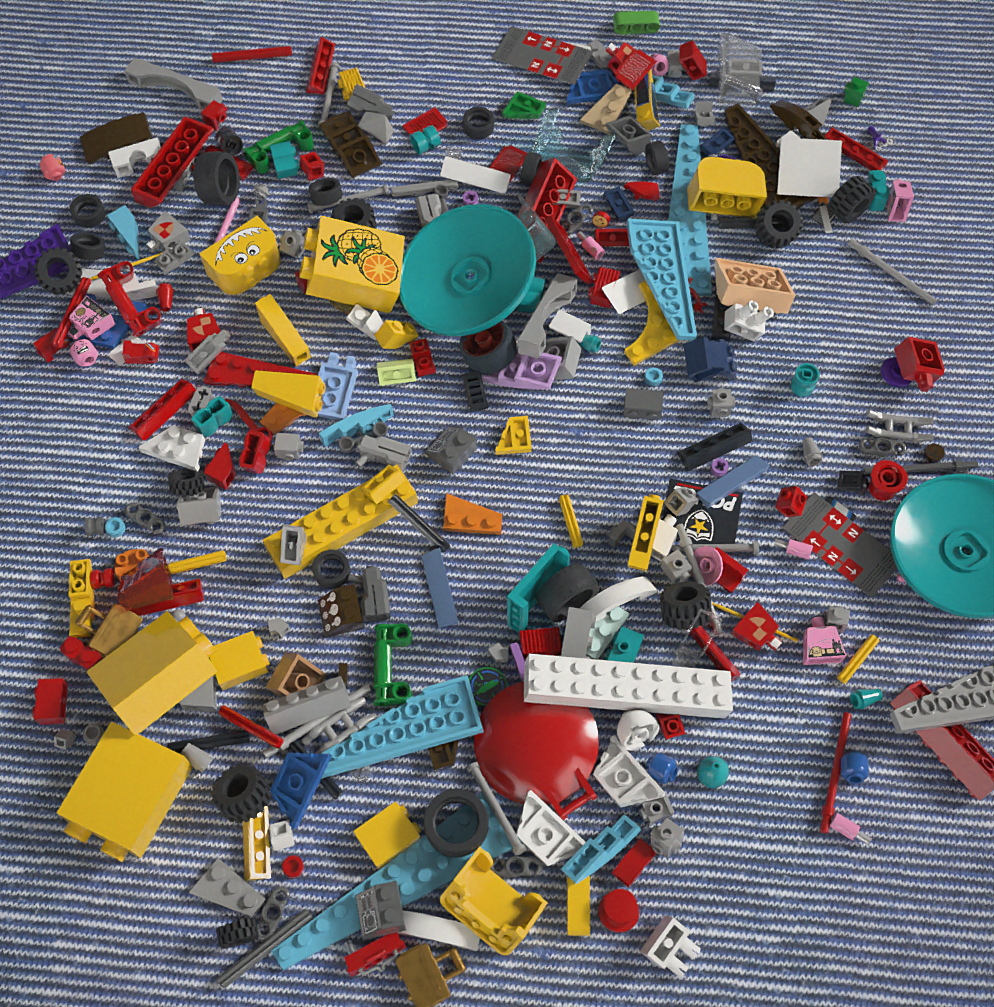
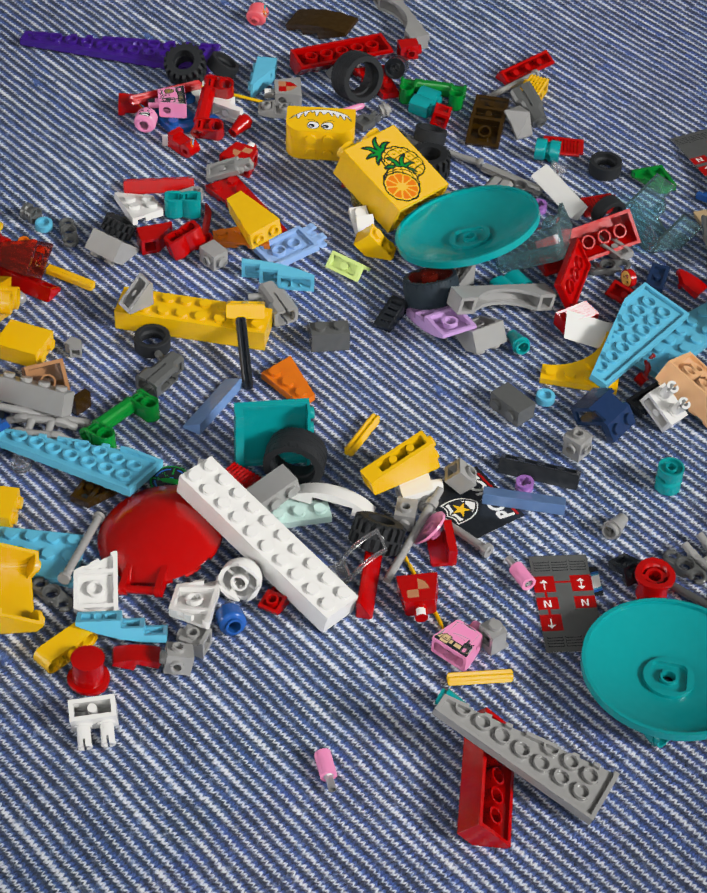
camera: 40 degrees right, 20 degrees down
(83, 201) = (249, 43): black tyre -> none
(124, 158) = (313, 36): white arch -> none
(252, 54) = (482, 33): red axle -> none
(282, 330) = (294, 188): yellow slope -> none
(340, 611) = (126, 366): dark brown slope -> none
(347, 444) = (255, 280): flat silver bar -> none
(422, 357) = (378, 271): red slope -> none
(449, 797) = (42, 508): black tyre -> none
(515, 437) = (385, 359): yellow wing -> none
(570, 326) = (514, 321): white panel -> none
(591, 246) = (599, 290): bright pink piece -> none
(625, 646) = (305, 529): teal brick -> none
(713, 772) = (268, 653): teal helmet -> none
(791, 501) = (553, 539): red brick -> none
(828, 809) = (365, 729): red bar -> none
(854, 767) = (382, 734): blue head -> none

